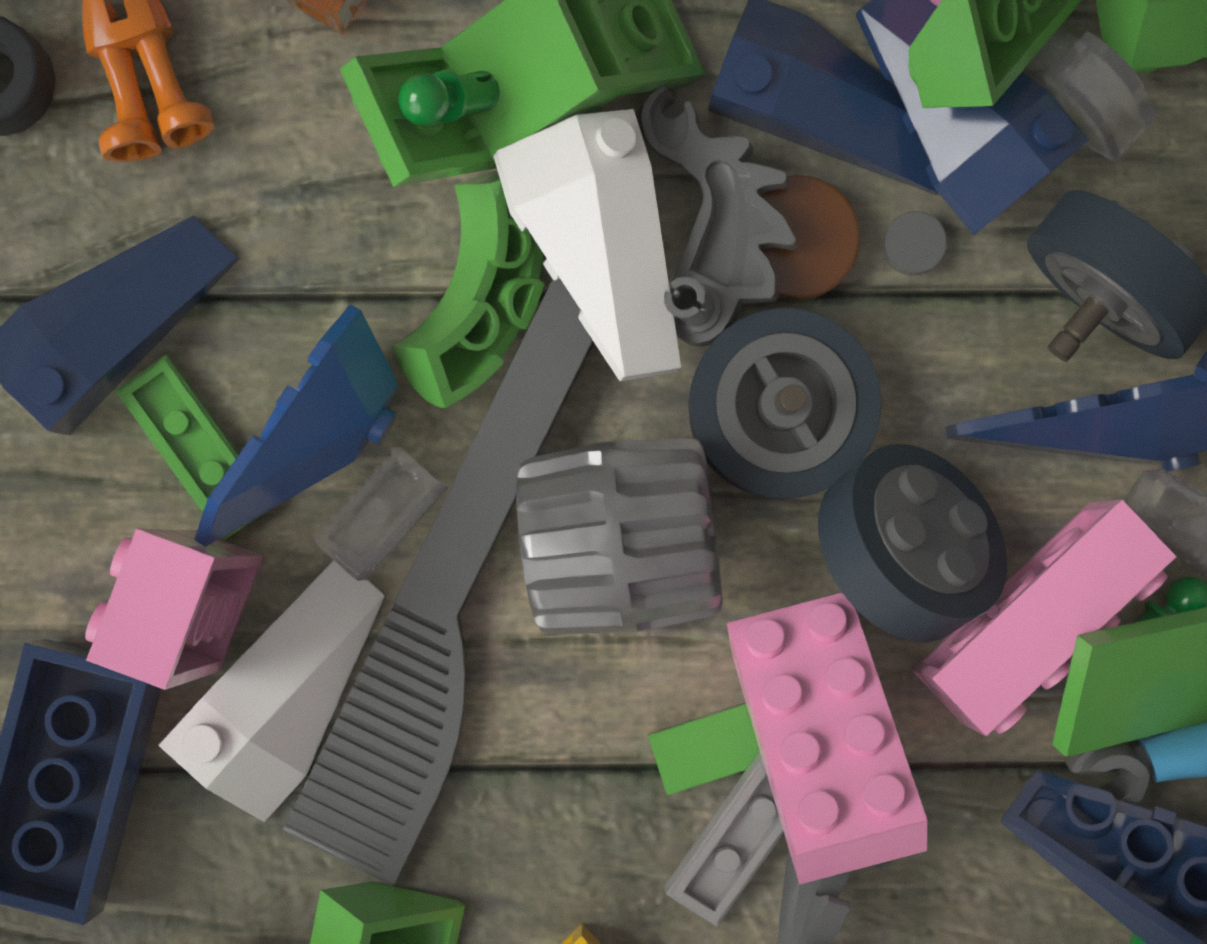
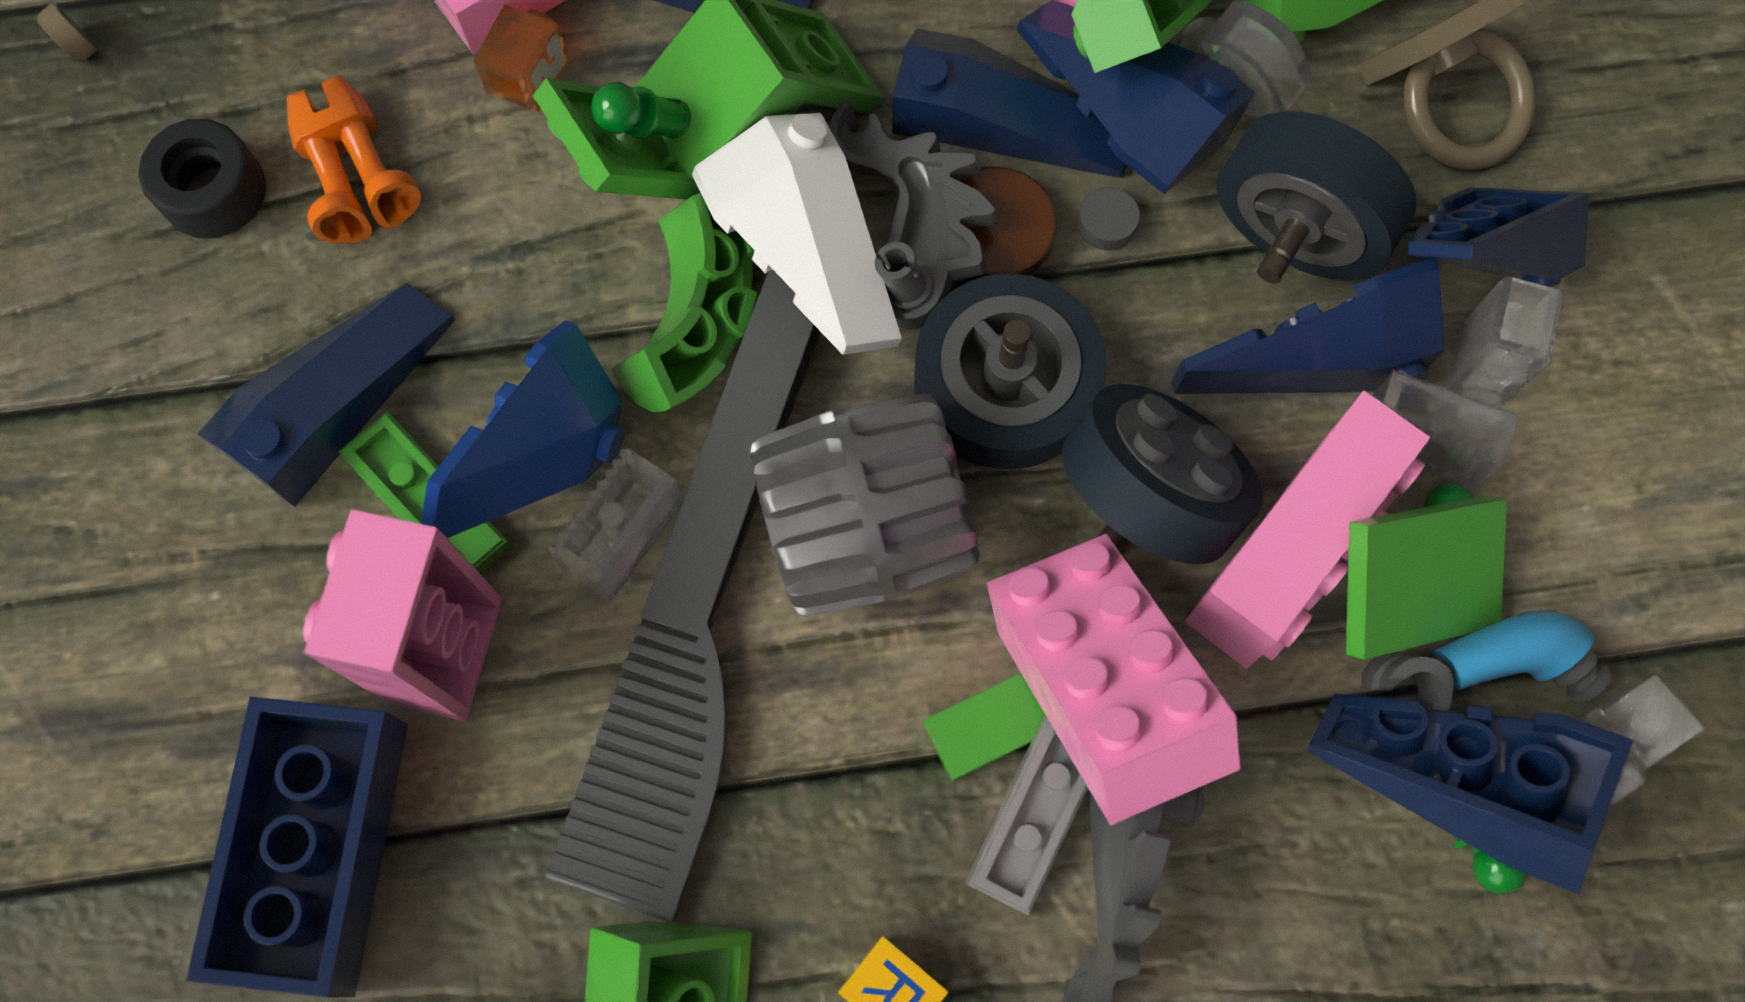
camera: 10 degrees left, 15 degrees down
(270, 710) = (520, 745): white wedge -> none

